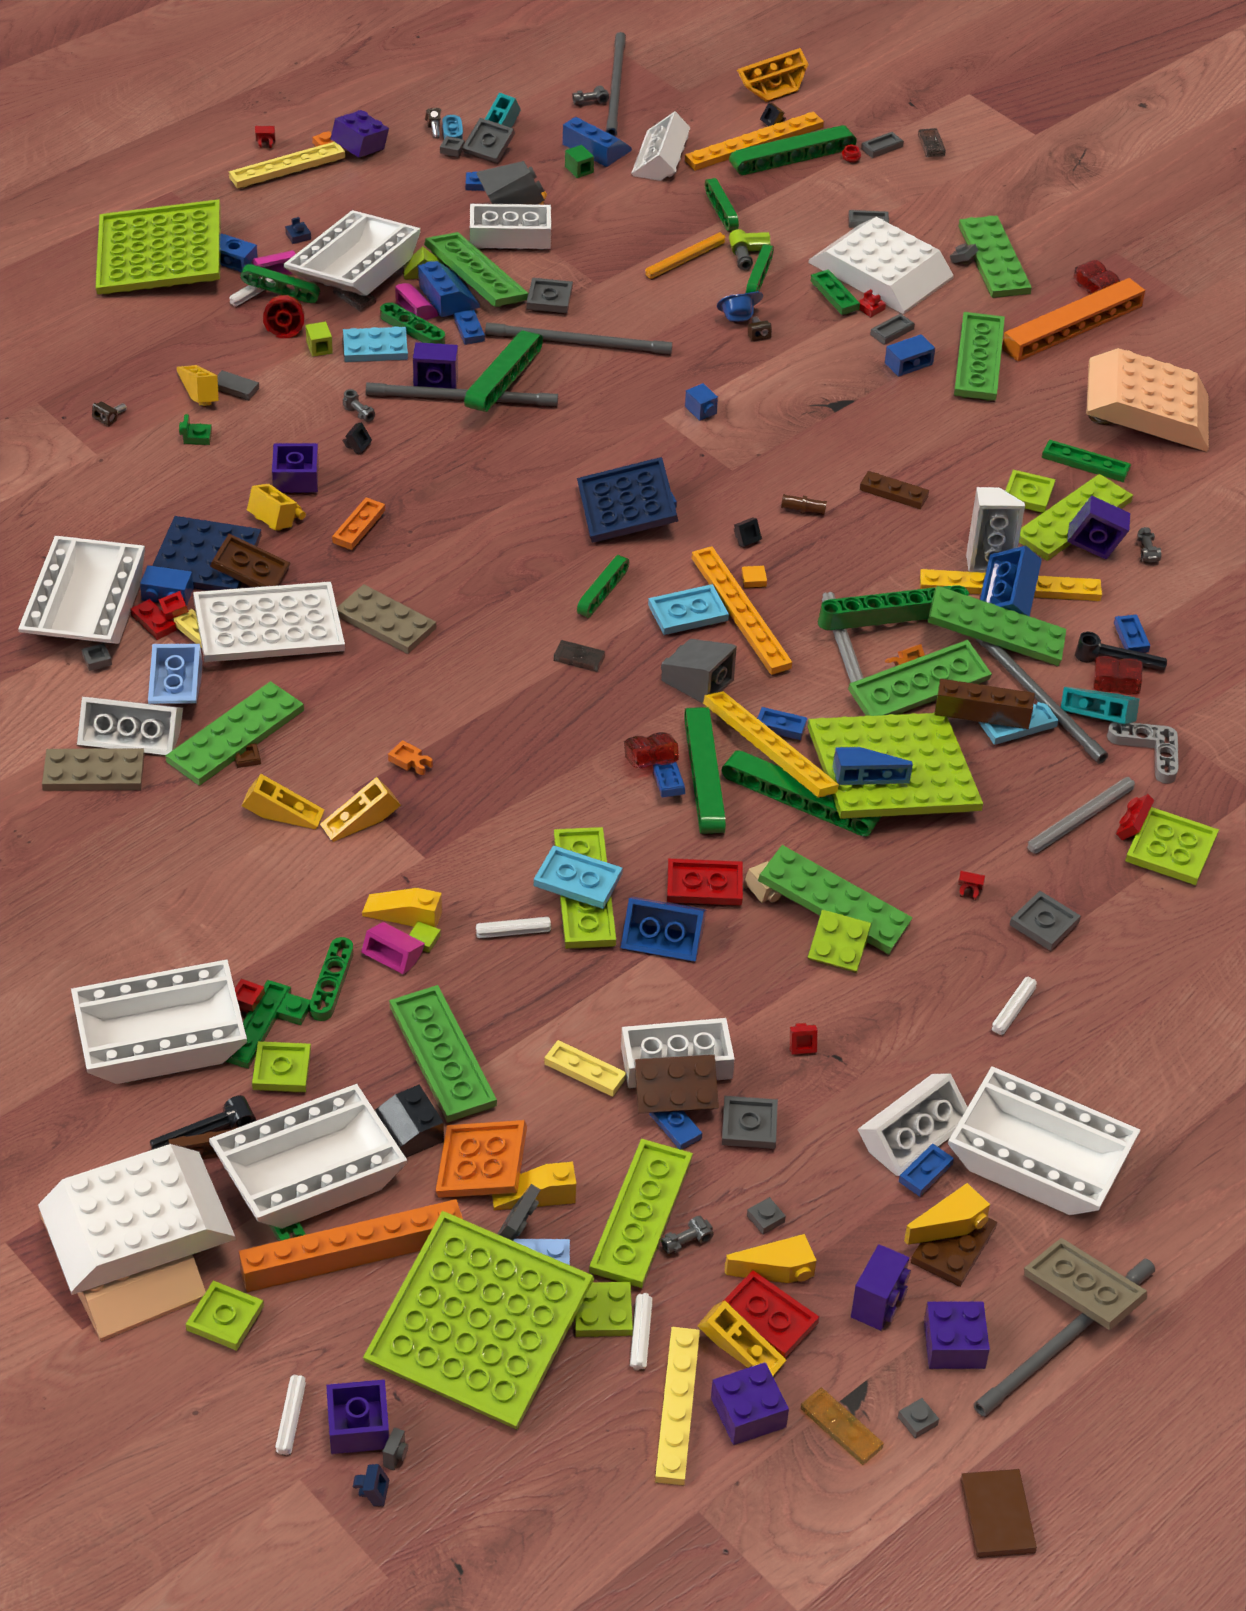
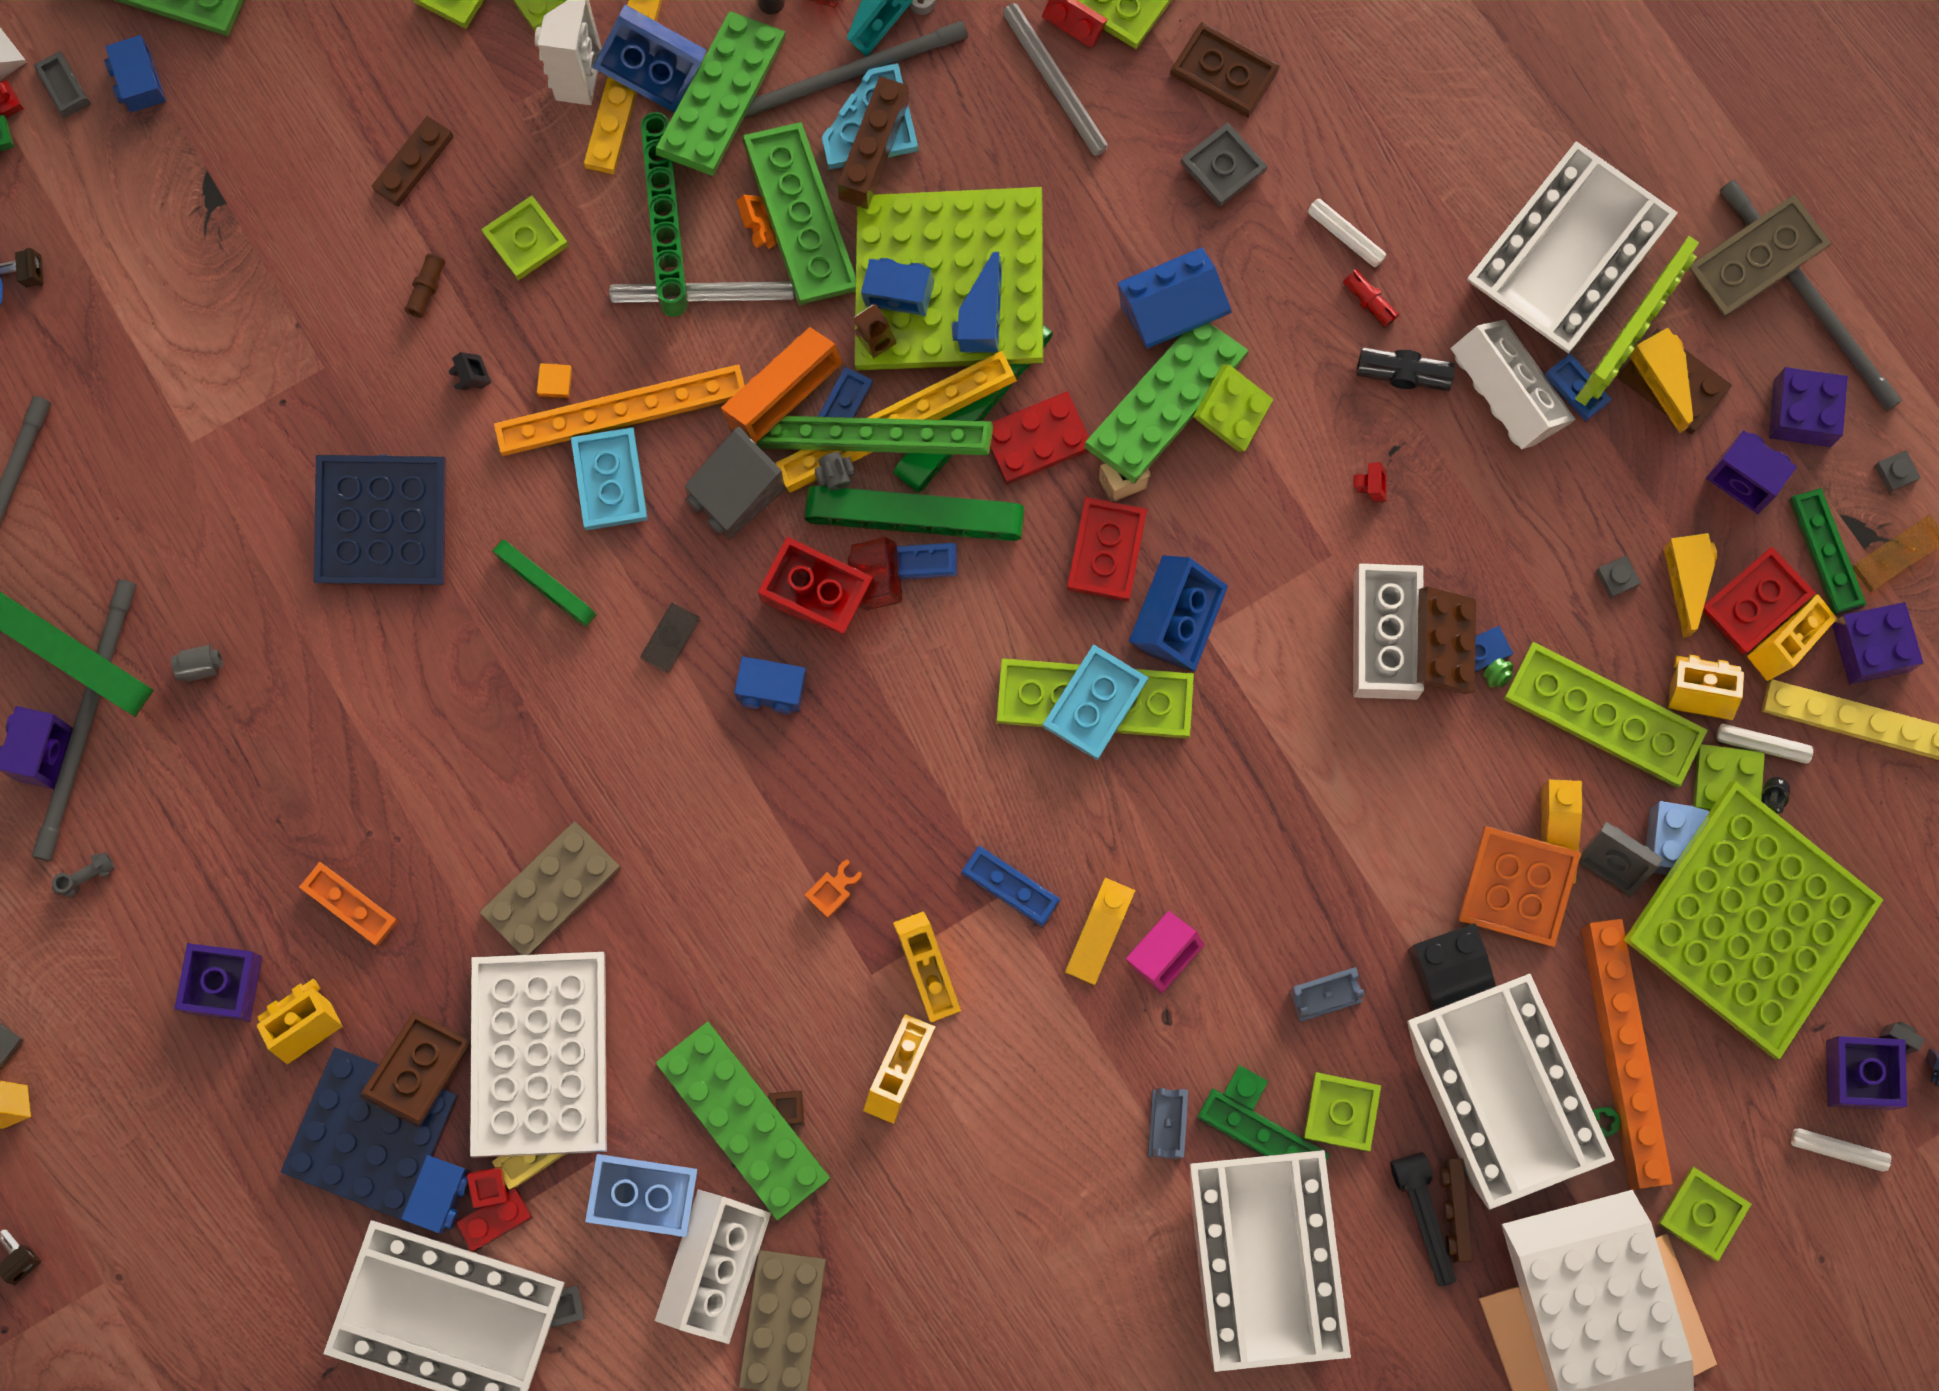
camera: 80 degrees left, 30 degrees up
(195, 433) = (91, 1126): green bracket -> none
(248, 995) = (1229, 1143): red tile -> none
(260, 965) = (1168, 1123): none -> sand blue hinge
(331, 978) = (1201, 1039): green beam -> none
(357, 438) = (160, 883): black tile -> none
(374, 1047) = (1326, 994): none -> sand blue hinge
(426, 934) = (1147, 910): lime tile -> none
(429, 857) = (1010, 886): none -> blue tile
(442, 1053) = (1342, 912): bright green plate -> none
(509, 434) = (197, 663): none -> dark grey brick
(513, 927) = (1147, 797): white axle -> none
(554, 706) = (770, 685): none -> blue brick
(585, 1068) = (1387, 744): light yellow plate -> none
(591, 1331) = (1776, 794): none -> black axle
(632, 709) = (814, 587): none -> red slope
(661, 1134) = (1498, 673): none -> bright green plate
(681, 1275) = (1706, 687): none -> yellow brick
(698, 1229) = (1635, 653): dark grey bar -> none
(701, 401) = (180, 379): blue brick -> none
(720, 709) = (834, 471): none -> dark grey gear
(749, 1122) = (1489, 568): dark grey plate -> none
(754, 726) = (880, 435): none -> bright green tile
(781, 681) = (782, 384): none -> orange brick
(782, 826) = (1037, 438): none -> red plate
(829, 1368) = (1827, 551): none -> green tile
(831, 707) = (872, 329): none -> reddish brown leg
(854, 547) = (525, 237): none -> lime plate
(873, 724) = (898, 286): none -> blue brick
(906, 1051) = (1405, 369): none -> black piece
(920, 893) = (1173, 297): none -> blue slope
(962, 1025) = (1371, 298): none -> red pin
(971, 881) = (1152, 233): red tile -> none
(1002, 1190) = (1639, 322): none -> lime plate
(1129, 917) = (1224, 69): none -> reddish brown tile

